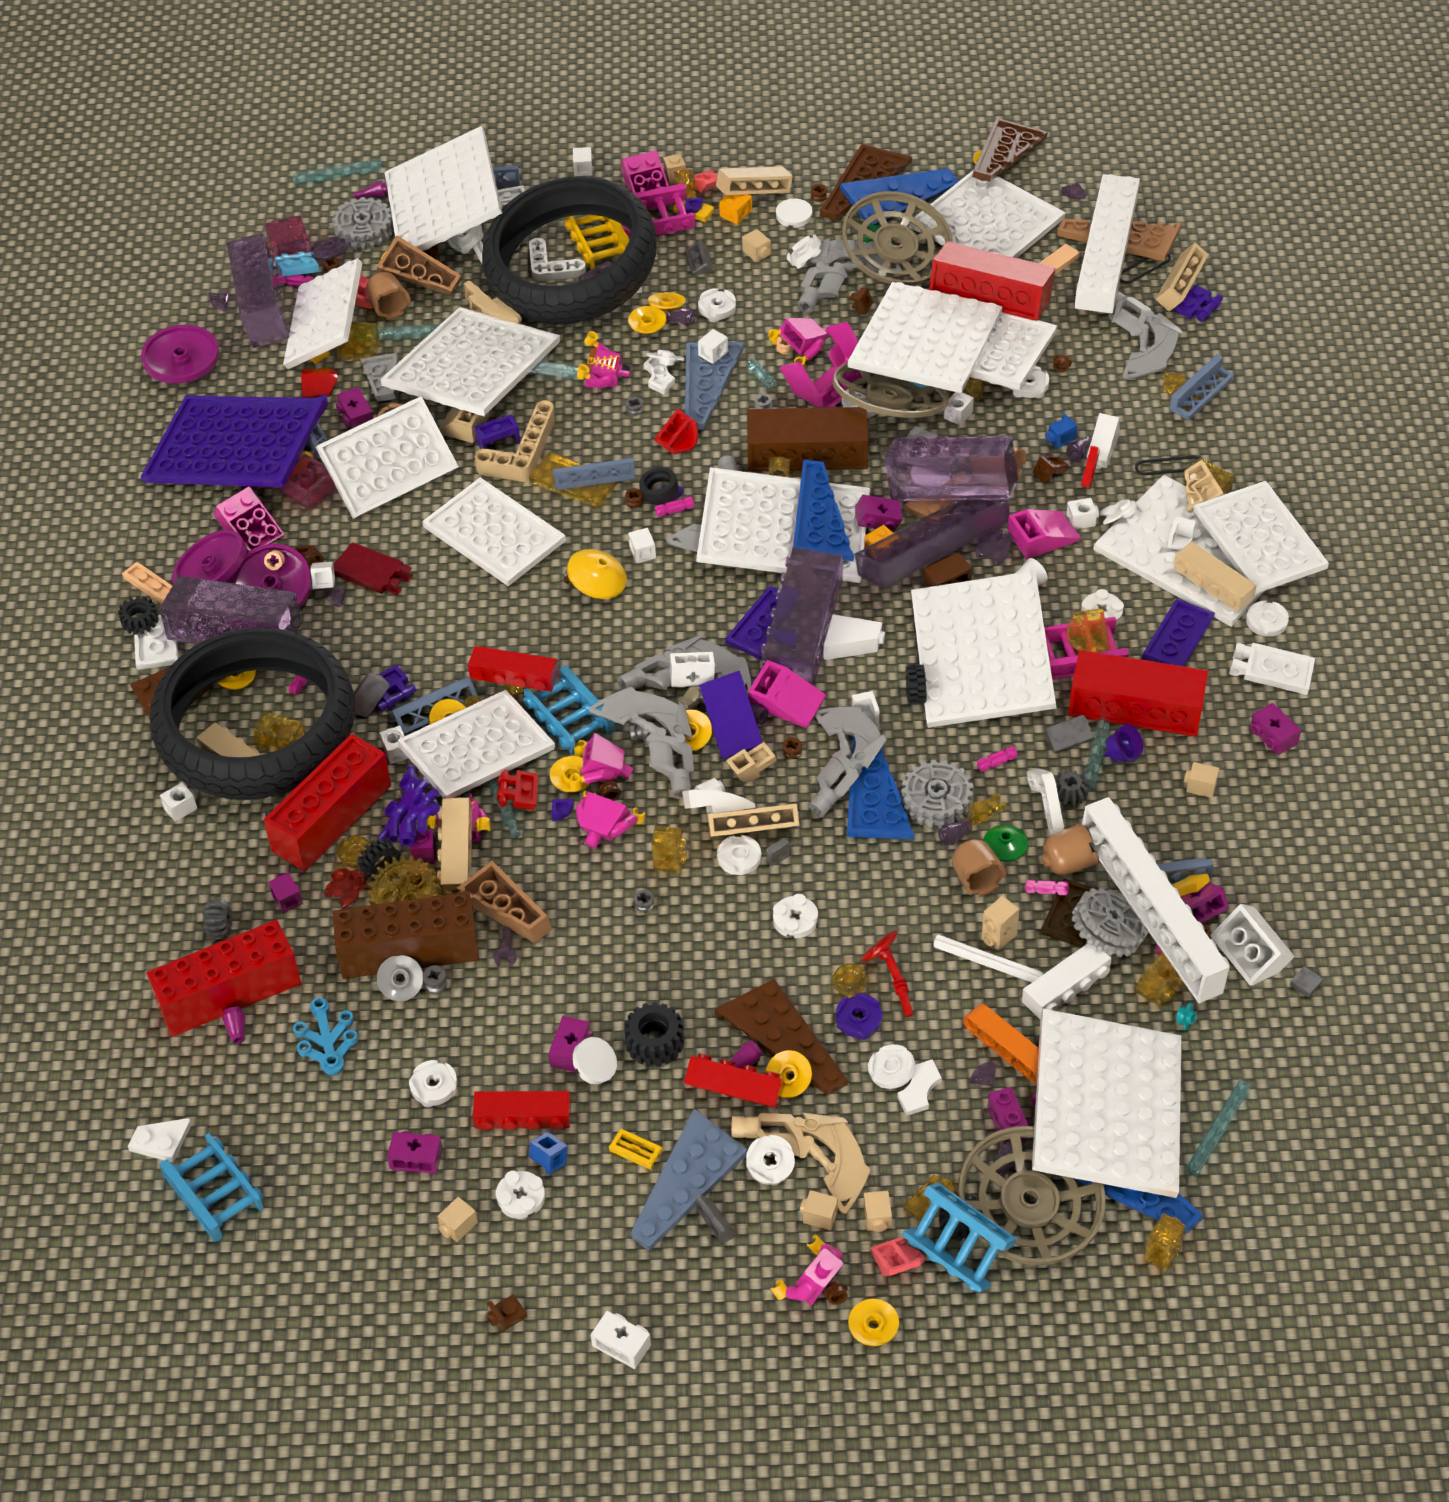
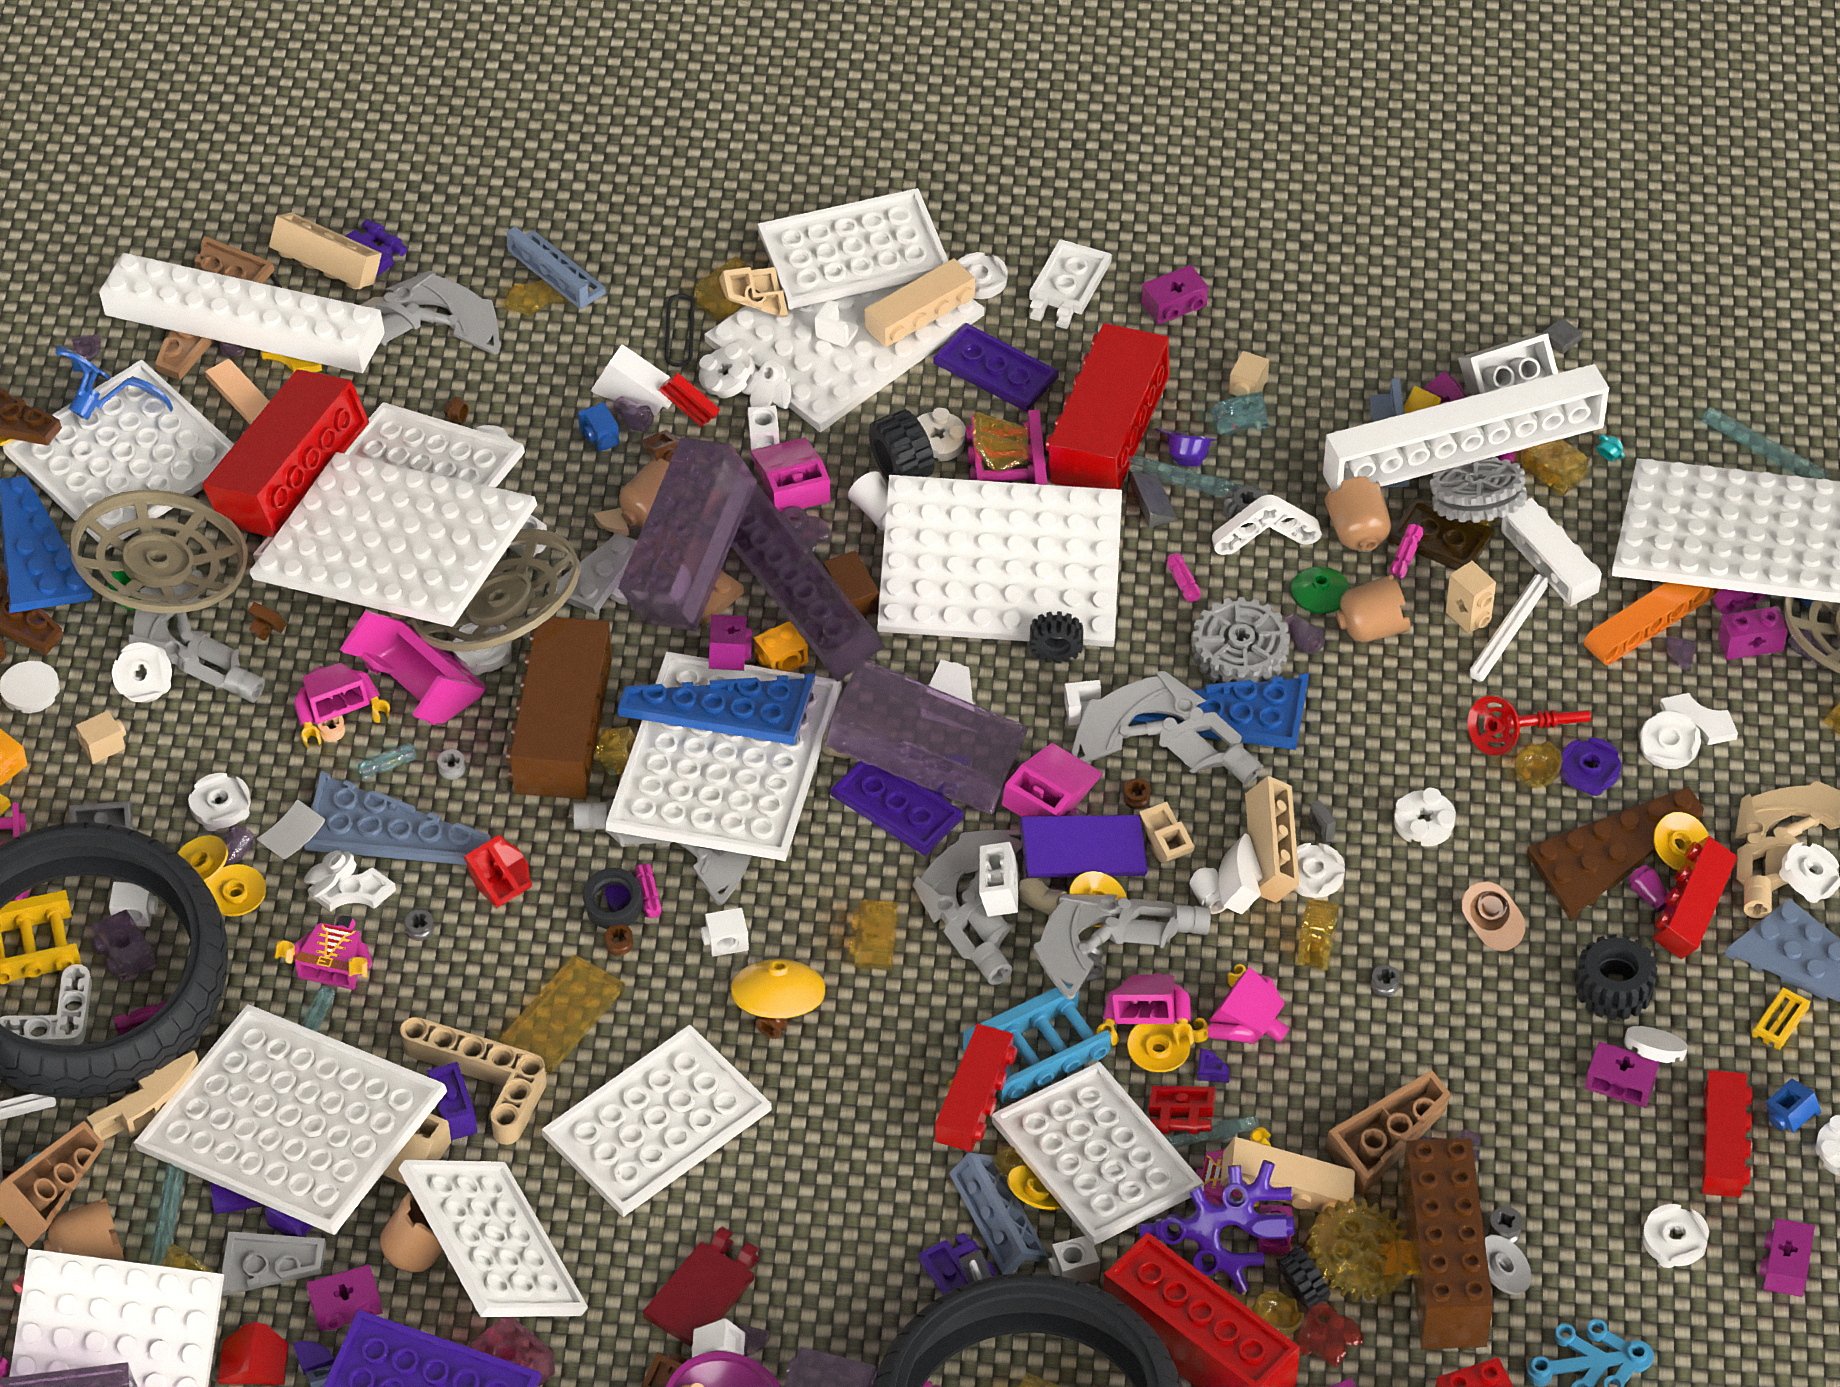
camera: 85 degrees left, 0 degrees up
(594, 474) = (568, 978): sand blue fence -> none
(610, 790) = (1197, 1003): reddish brown bush -> none
(648, 619) = (875, 934): none -> clear yellow brick
(690, 336) = (292, 830): none -> white sticker
(707, 957) = (1493, 915): none -> piece
(713, 346) = (335, 801): white brick -> none
(983, 810) = (1273, 594): clear yellow plate -> none
(1023, 163) = (87, 398): none -> blue plant
(1068, 579) = (901, 445): none -> black tyre
(1130, 487) = (714, 364): none -> white plate
(1163, 779) = (1240, 414): none -> clear light blue leg

